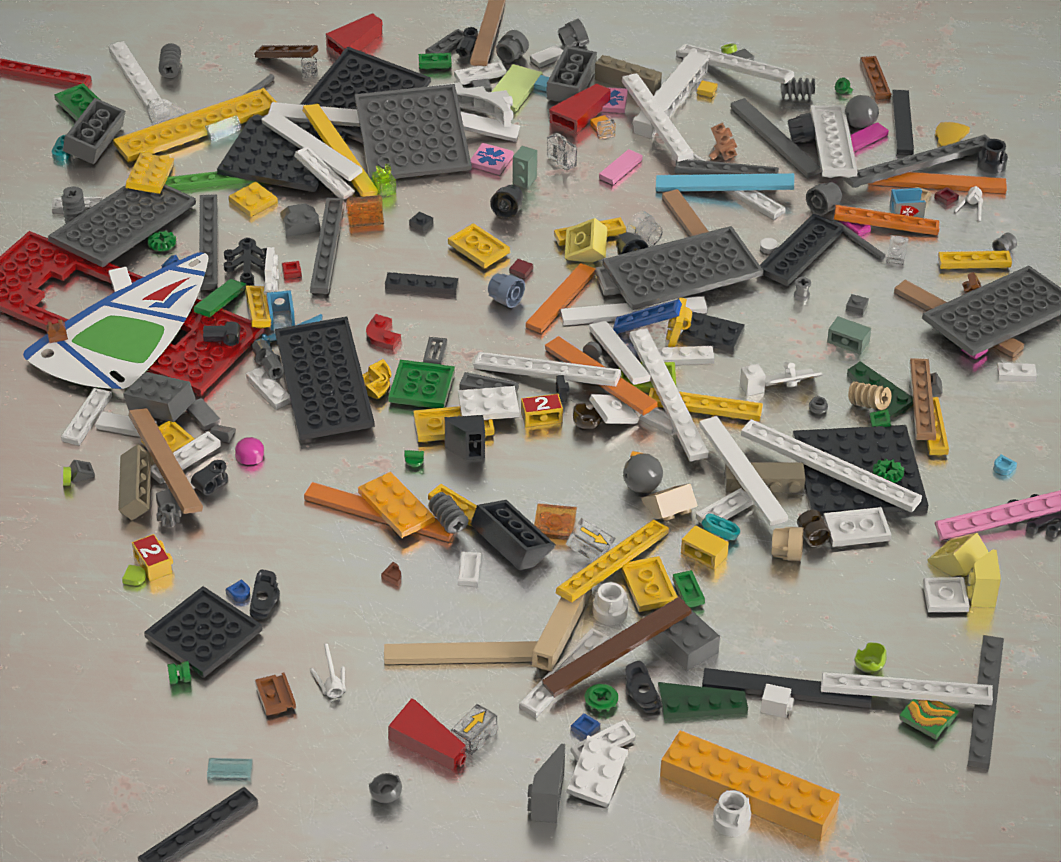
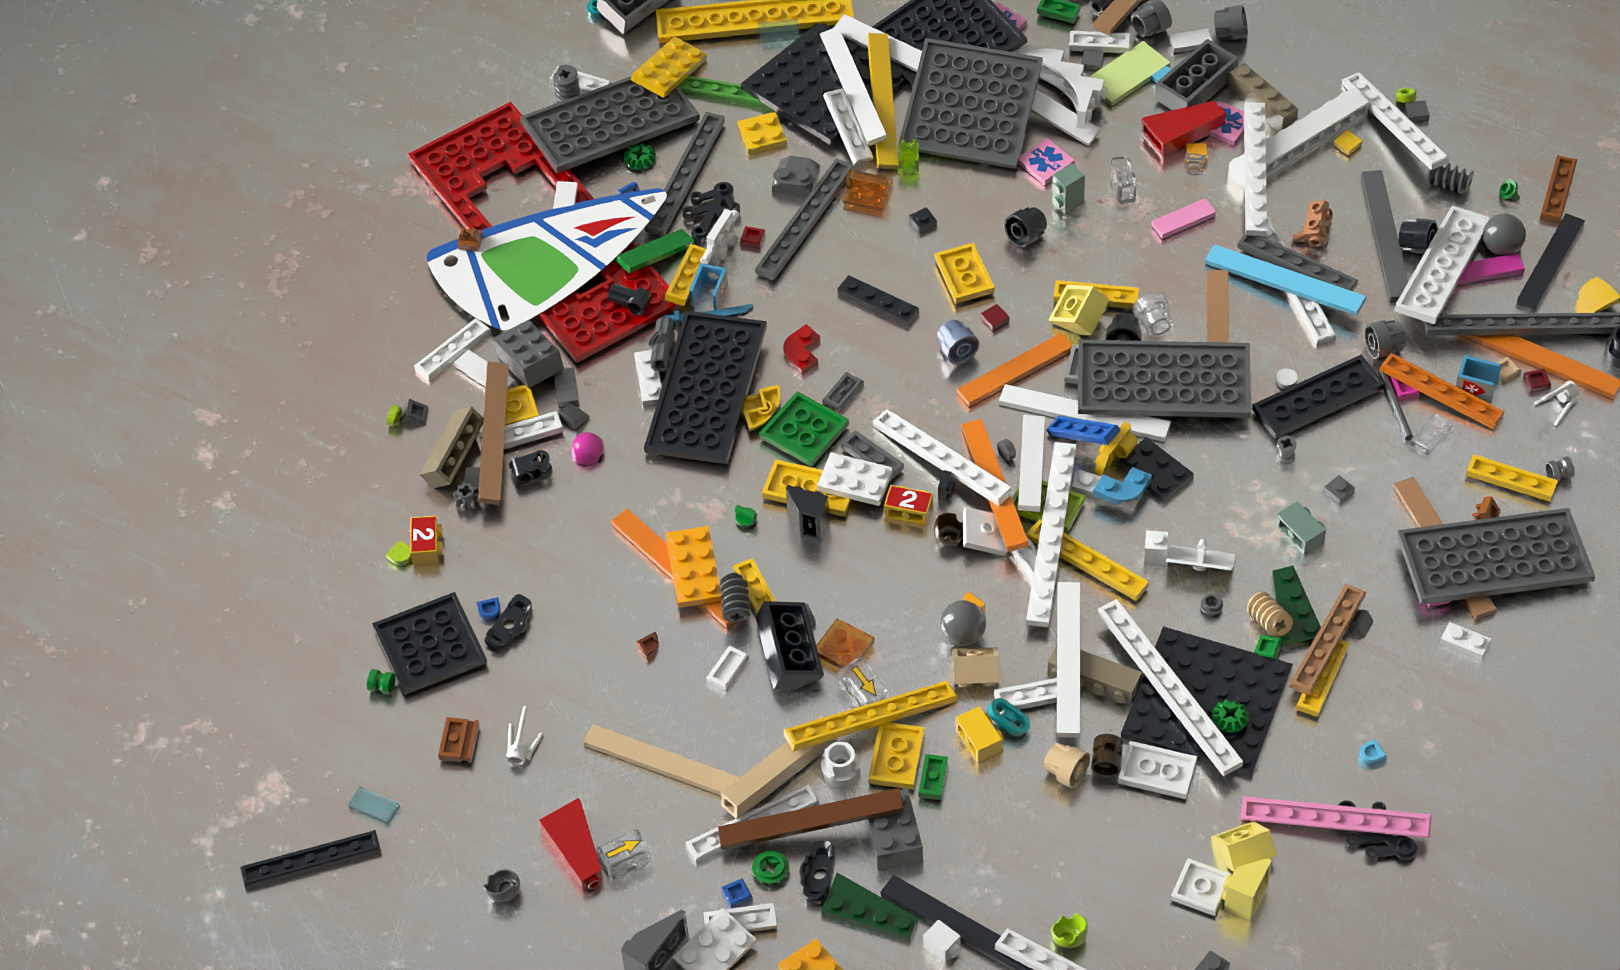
camera: 30 degrees right, 10 degrees up
(699, 351) = (1117, 491): none -> dark azure plate

